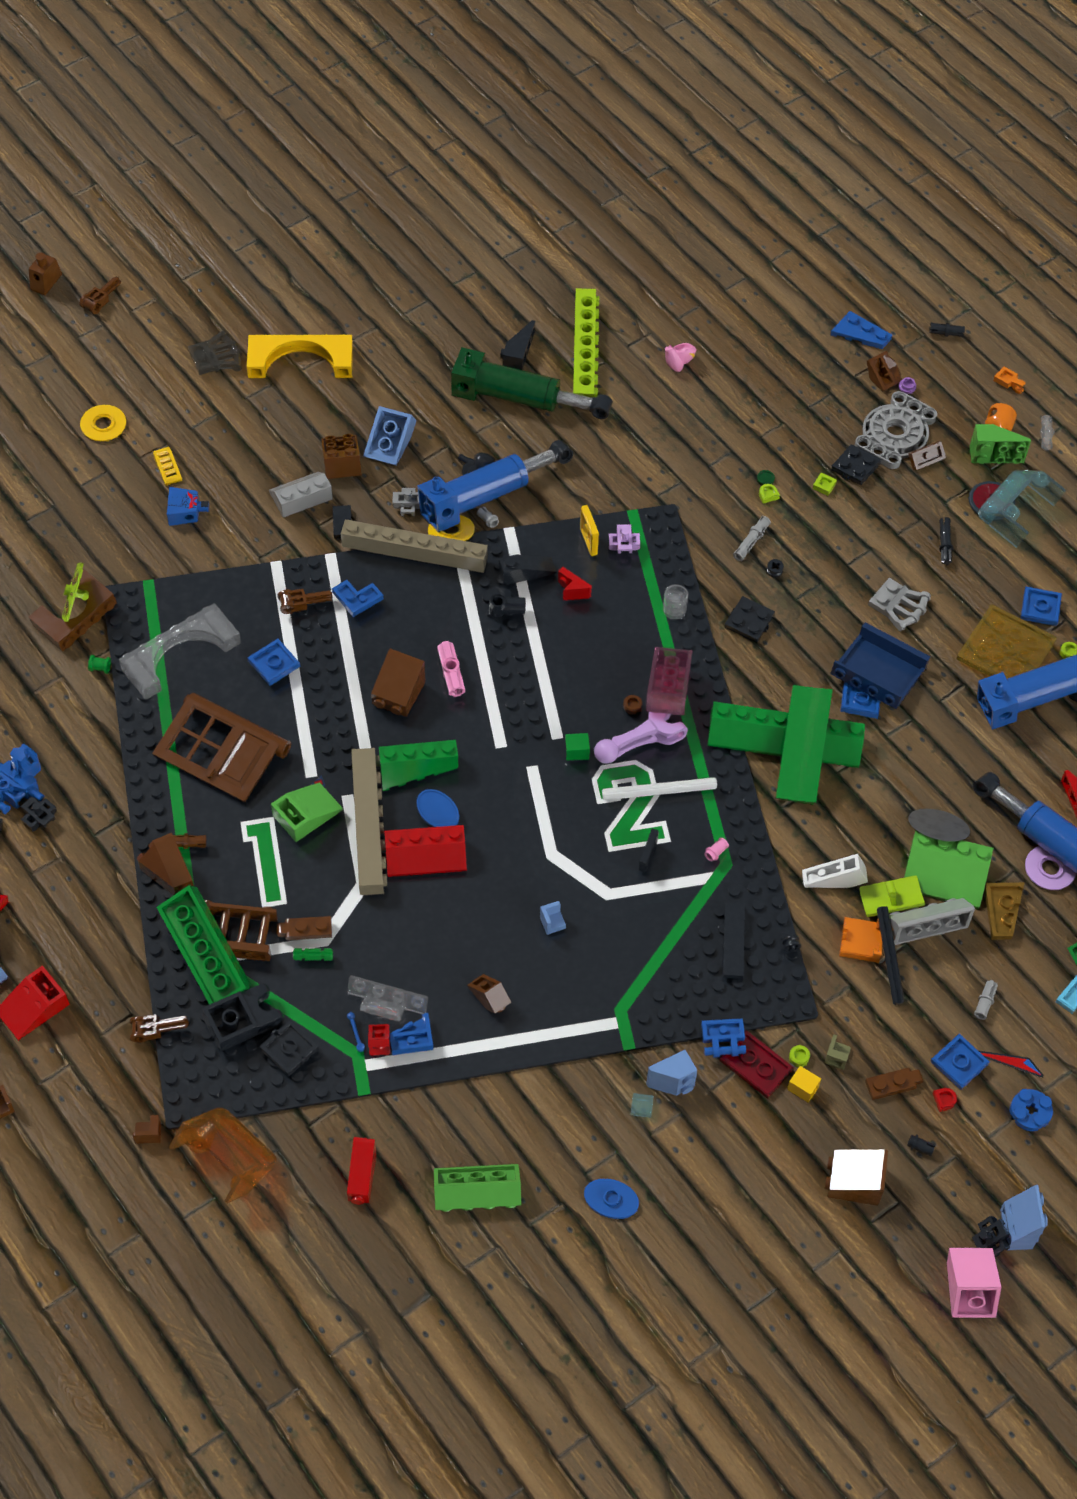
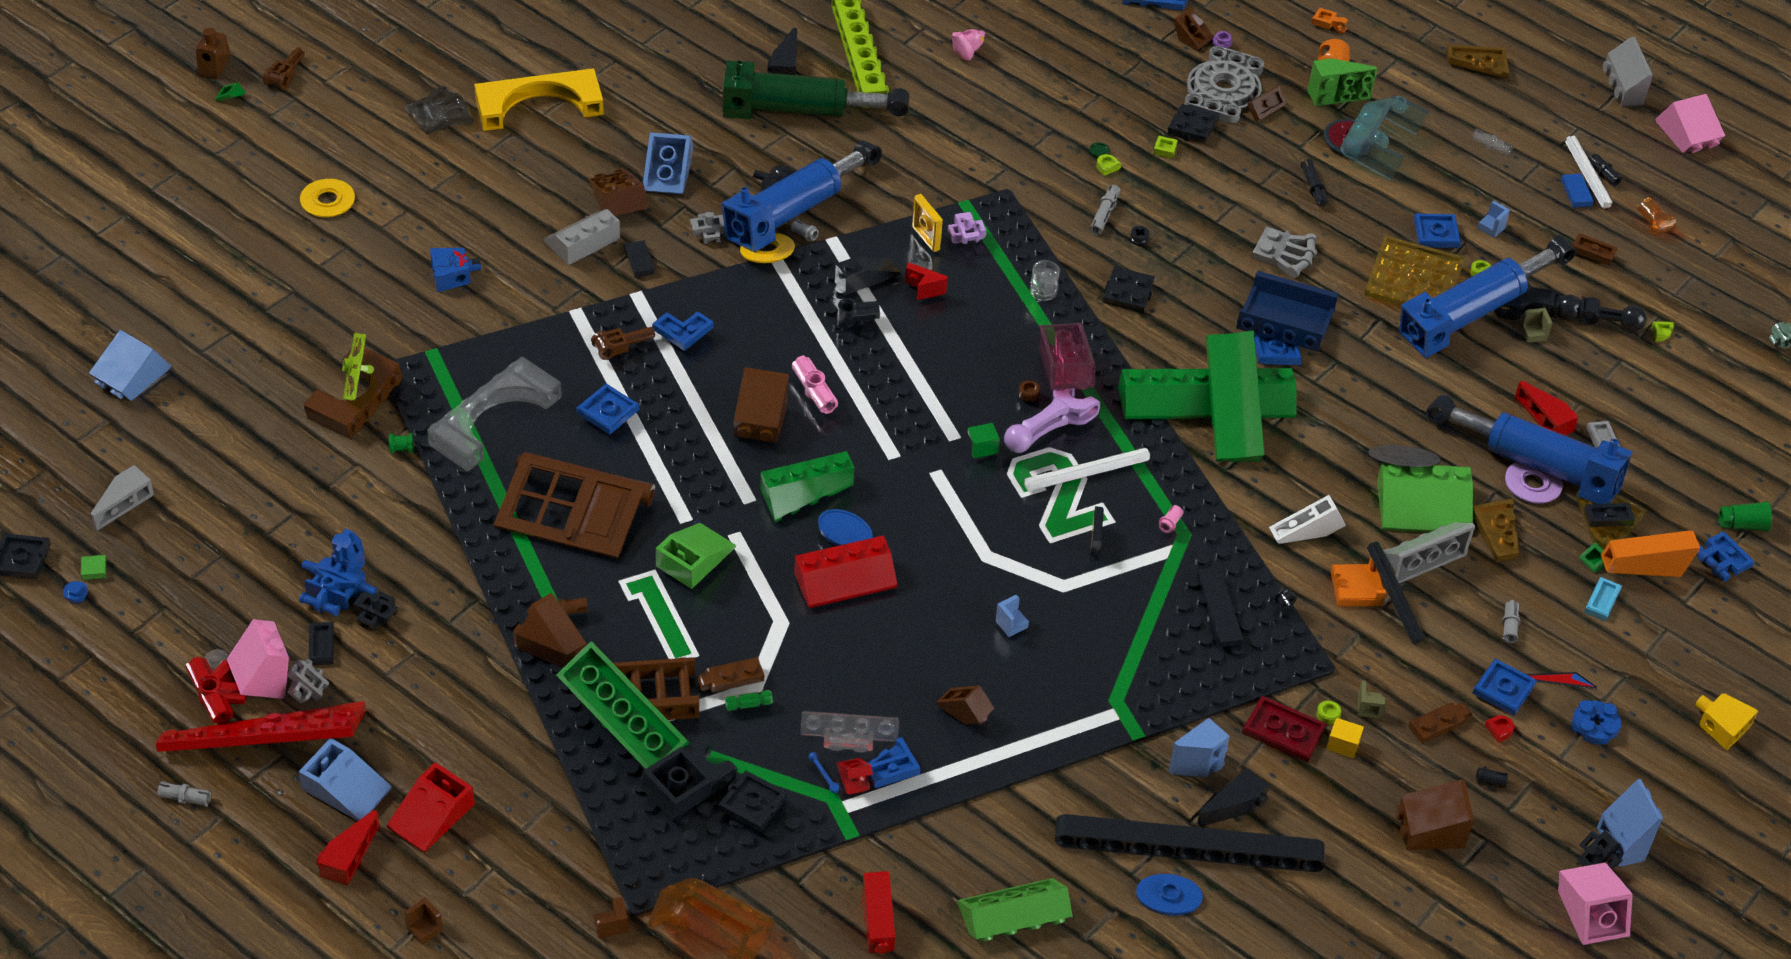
camera: 15 degrees left, 10 degrees down
(51, 310) = (230, 91): none -> green slope
(151, 1026) = (581, 808): reddish brown connector -> none
(162, 456) = (412, 219): yellow slope -> none
(367, 821) = (770, 554): dark tan brick -> none
(414, 546) = (733, 267): dark tan brick -> none
(642, 1105) = (1172, 792): clear light blue tile -> none
(642, 1156) = (1190, 843): none -> black beam
(693, 1123) = (1236, 799): none -> black slope
(723, 1031) = (1241, 698): blue plate -> none
(894, 894) = (1385, 529): lime shield -> none
(1046, 432) = (1385, 65): clear pin -> none

